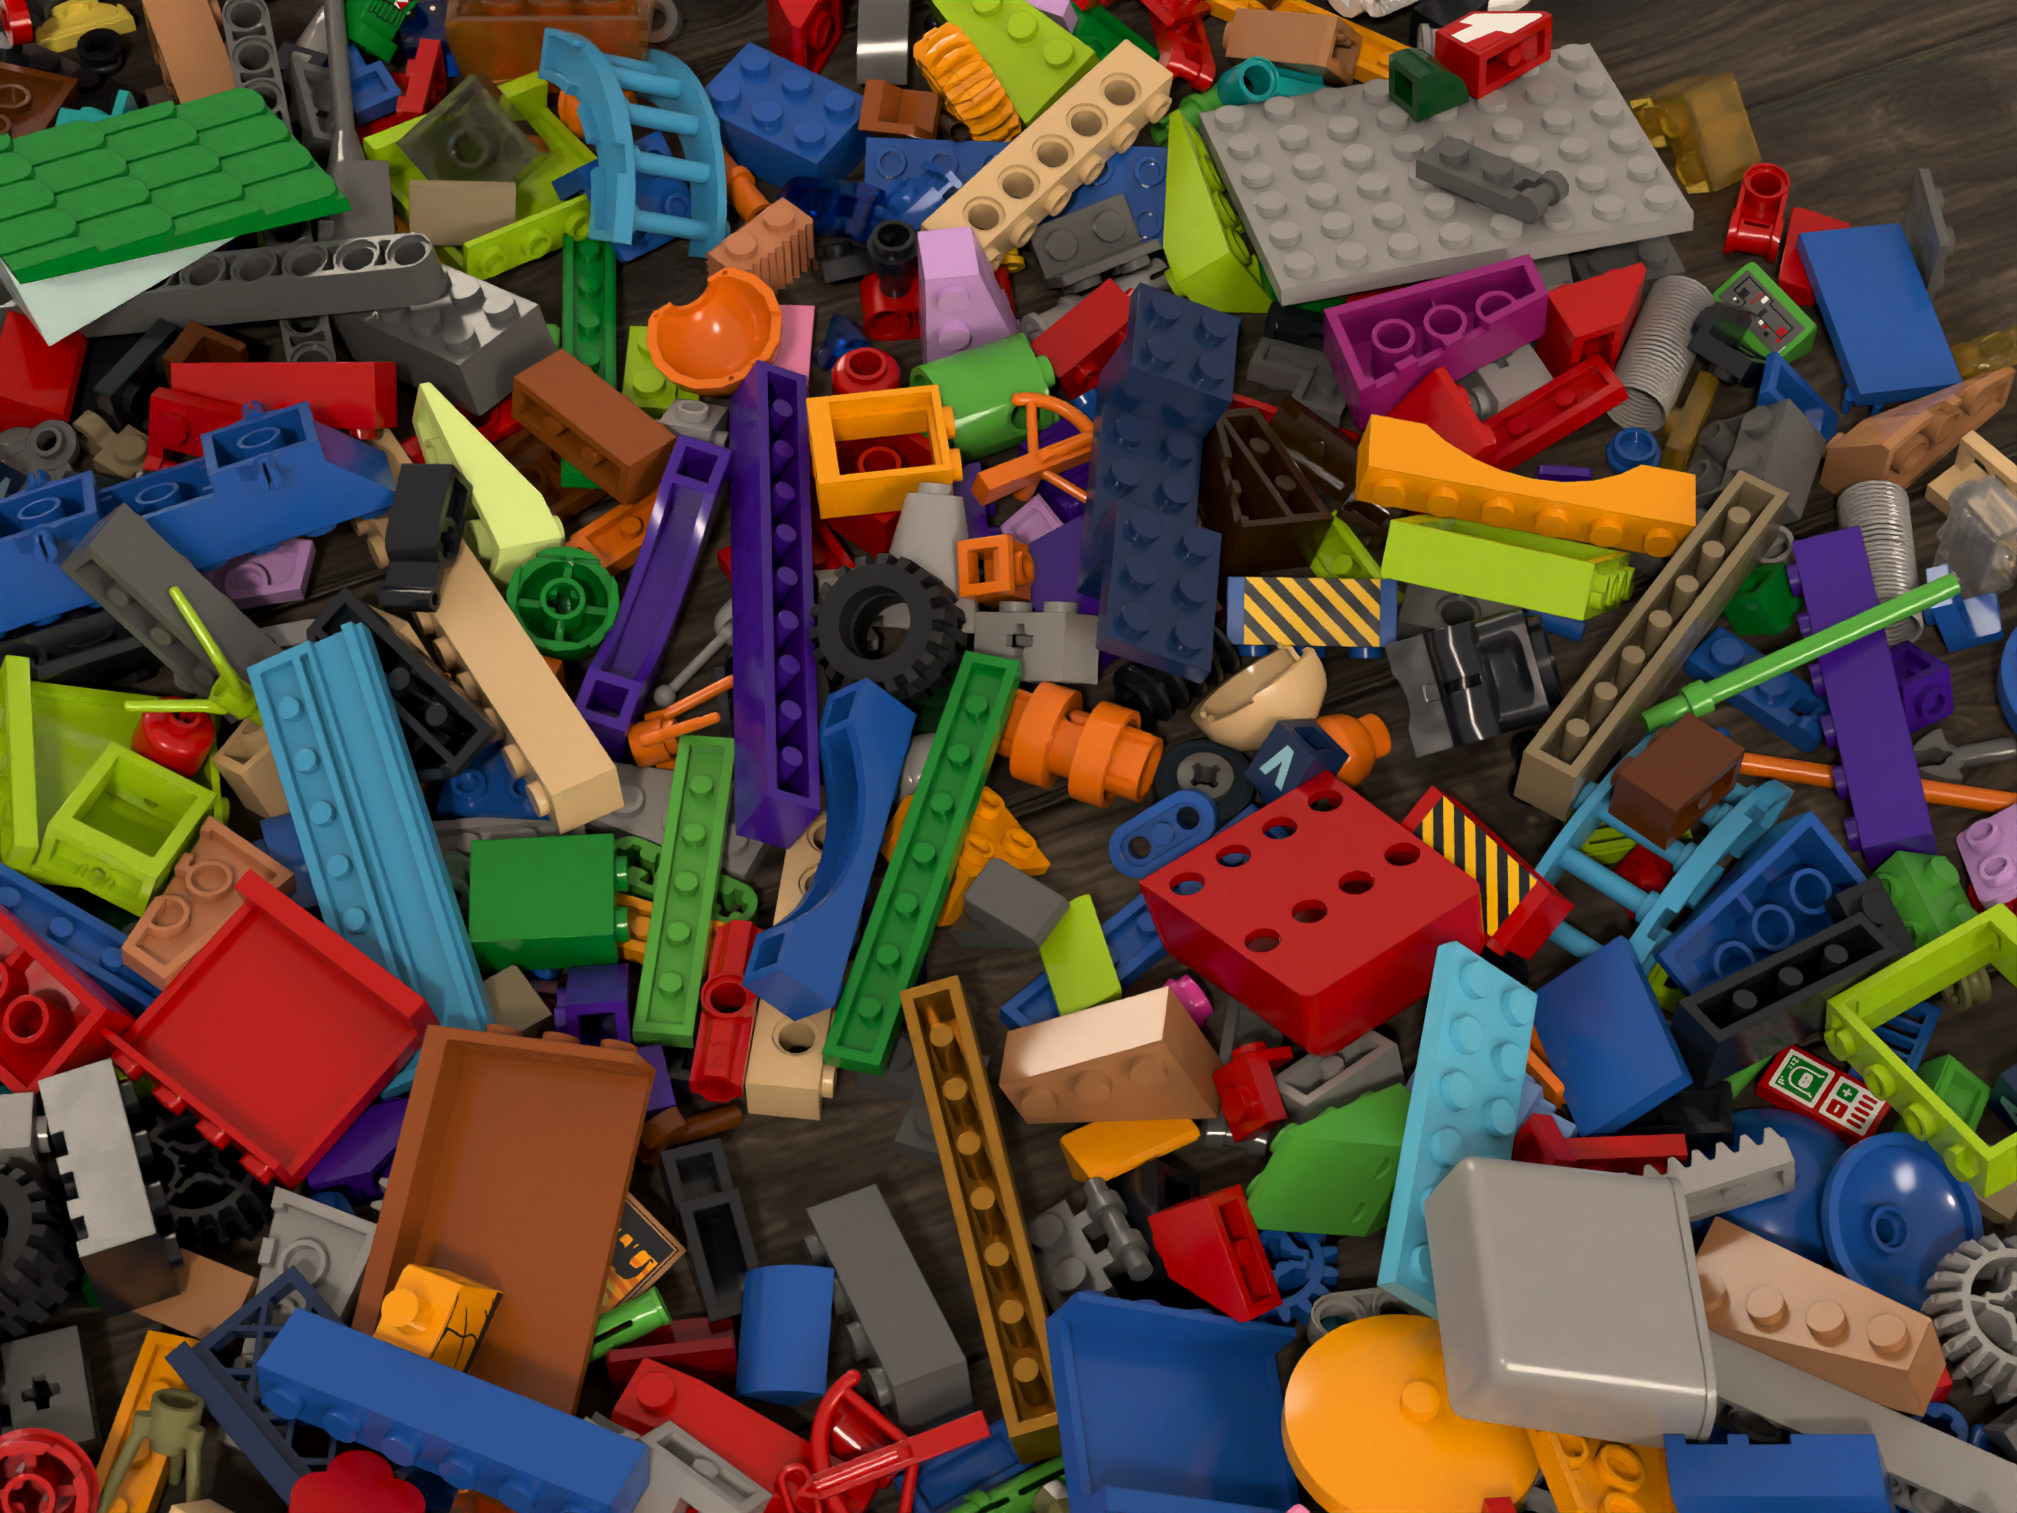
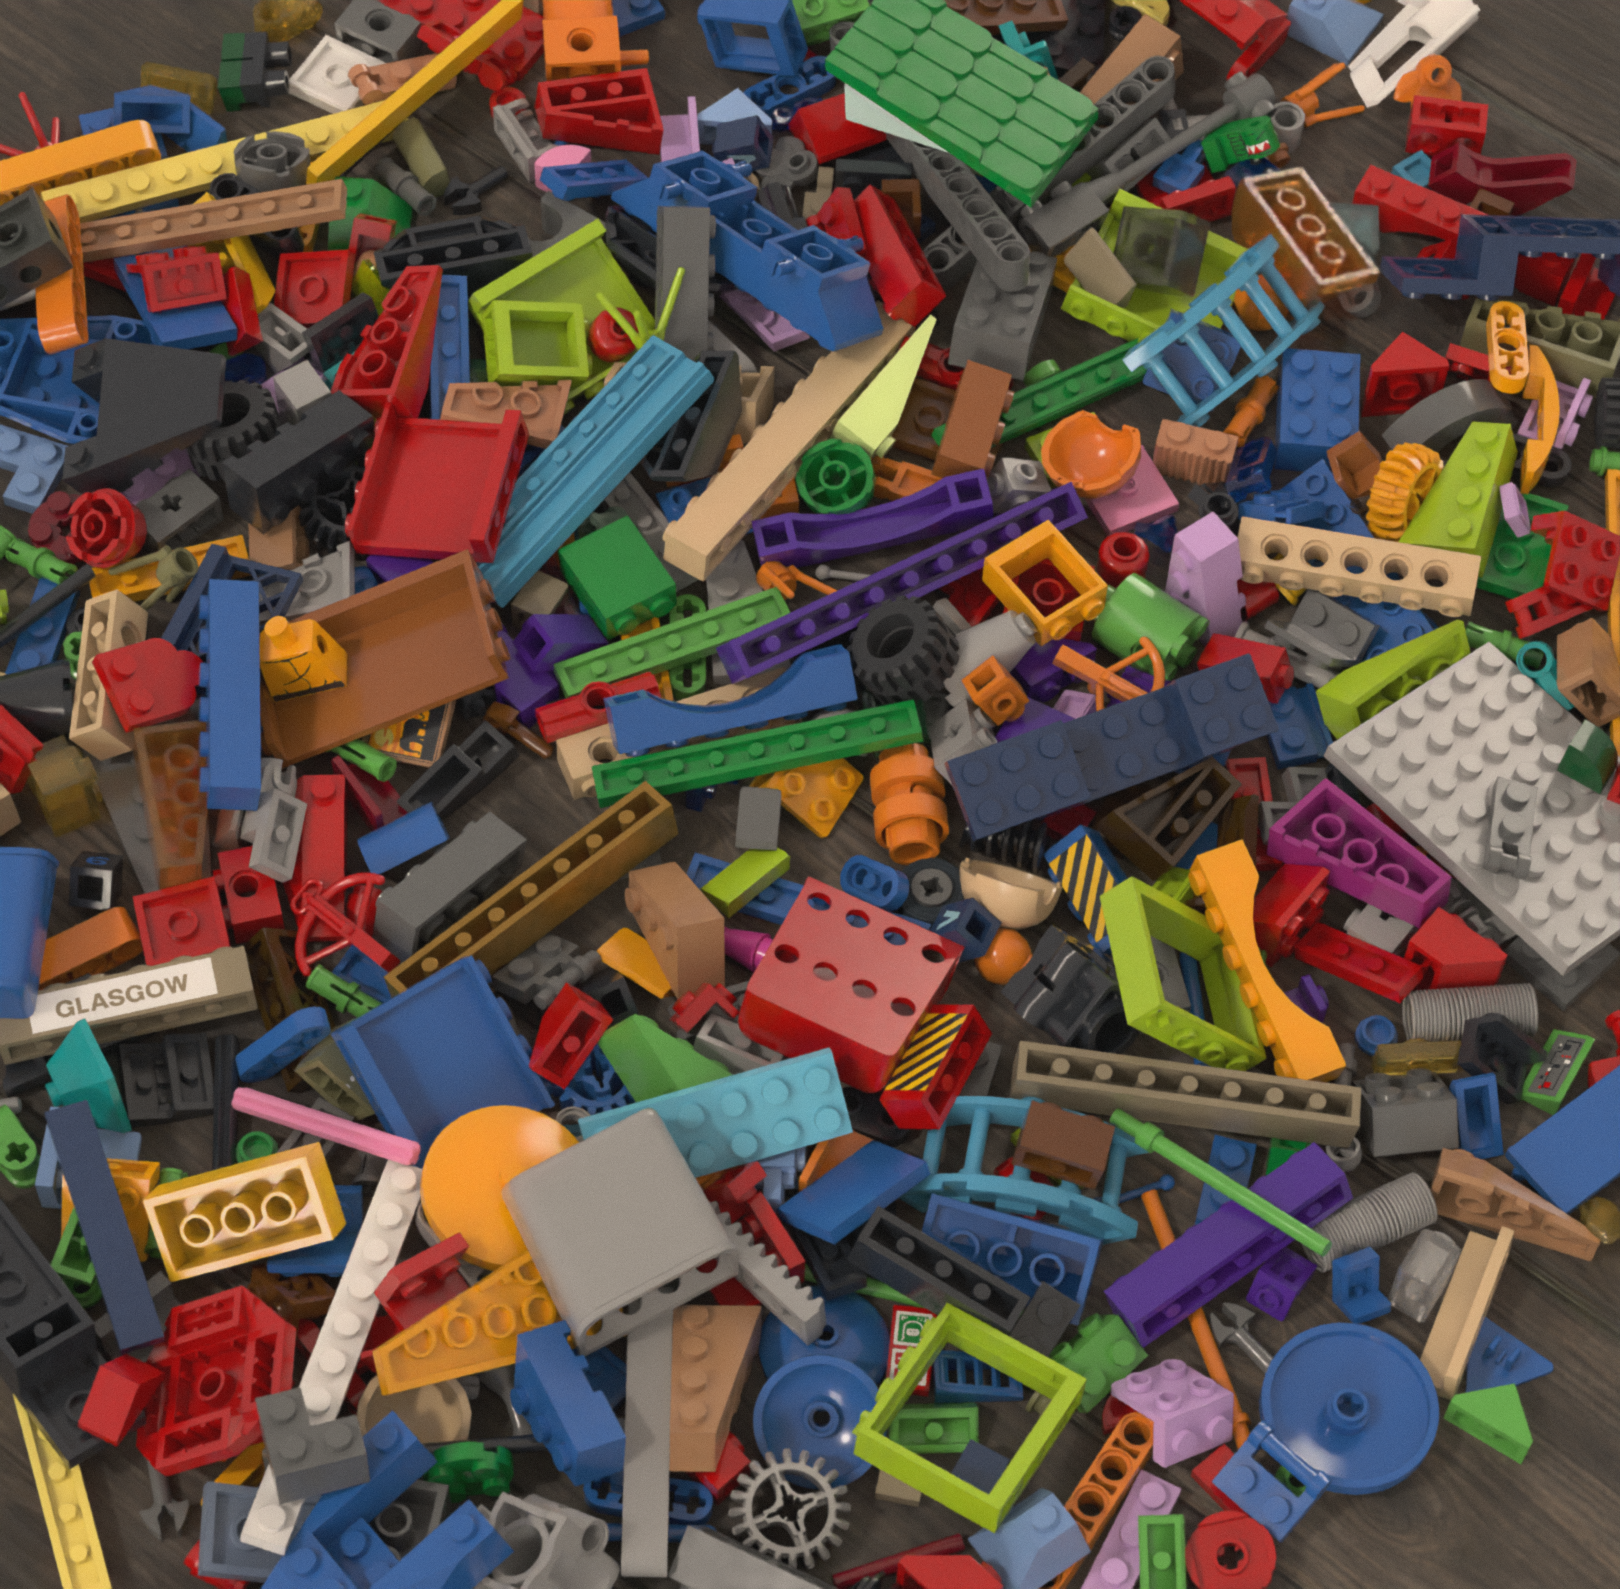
camera: 60 degrees right, 5 degrees up
(423, 535) = (820, 376): black piece -> none

